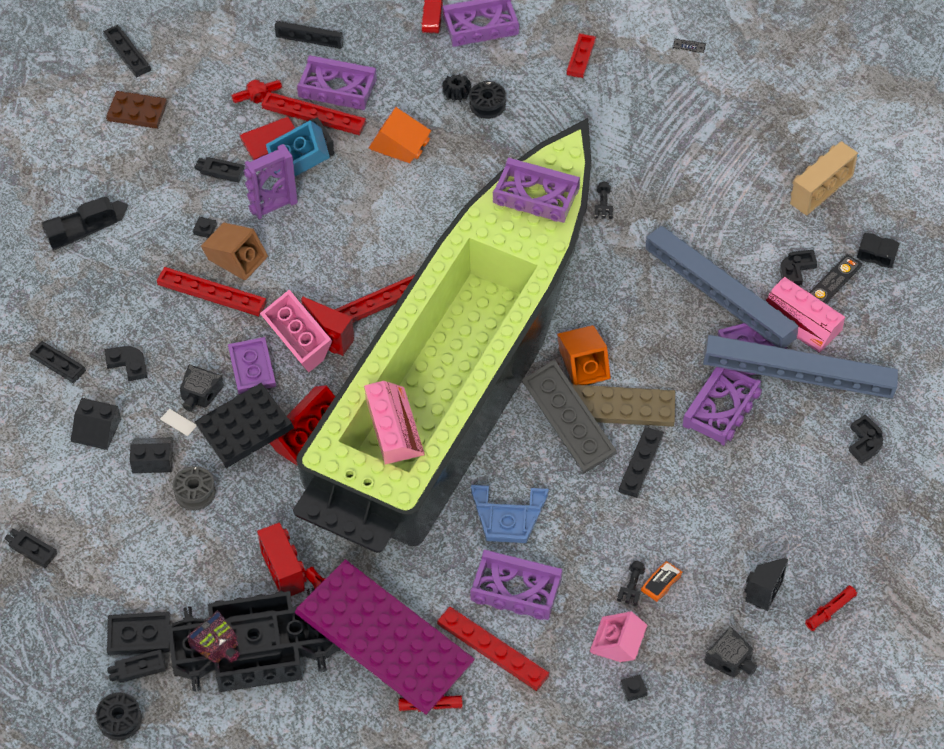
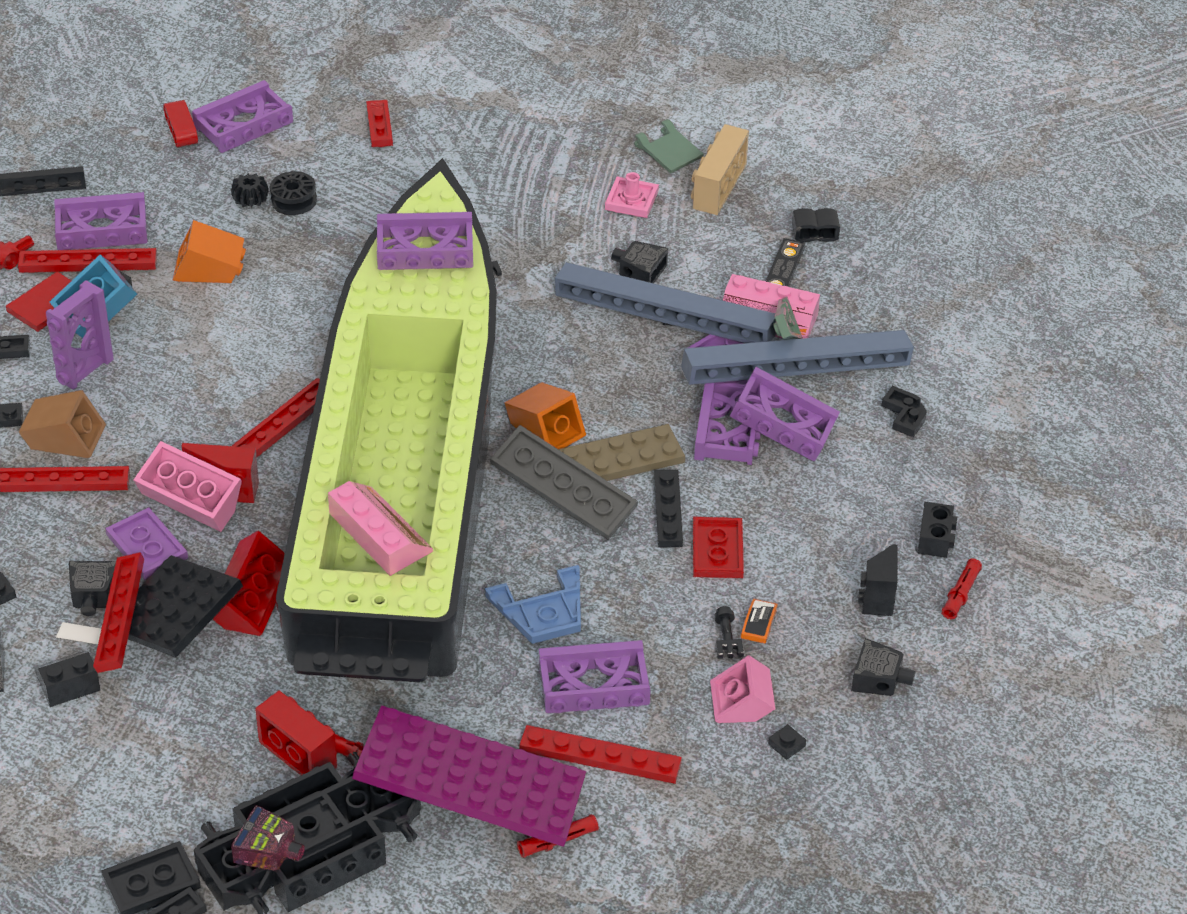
camera: 25 degrees left, 10 degrees down
(196, 478) = (141, 696): dark grey wheel -> none
(203, 418) = (119, 613): none -> red plate
(662, 508) = (718, 547): none -> red tile
(689, 45) = (496, 85): sticker -> none
(723, 242) = (641, 261): none -> torso
(747, 177) = (631, 196): none -> bright pink plate
(760, 432) = (805, 409): none -> medium lavender fence
(797, 146) = (671, 150): none -> sand green flag
(797, 261) = (734, 260): black plate -> none
(804, 333) = (785, 321): none -> sand green wing
(833, 549) = (936, 529): none -> black brick

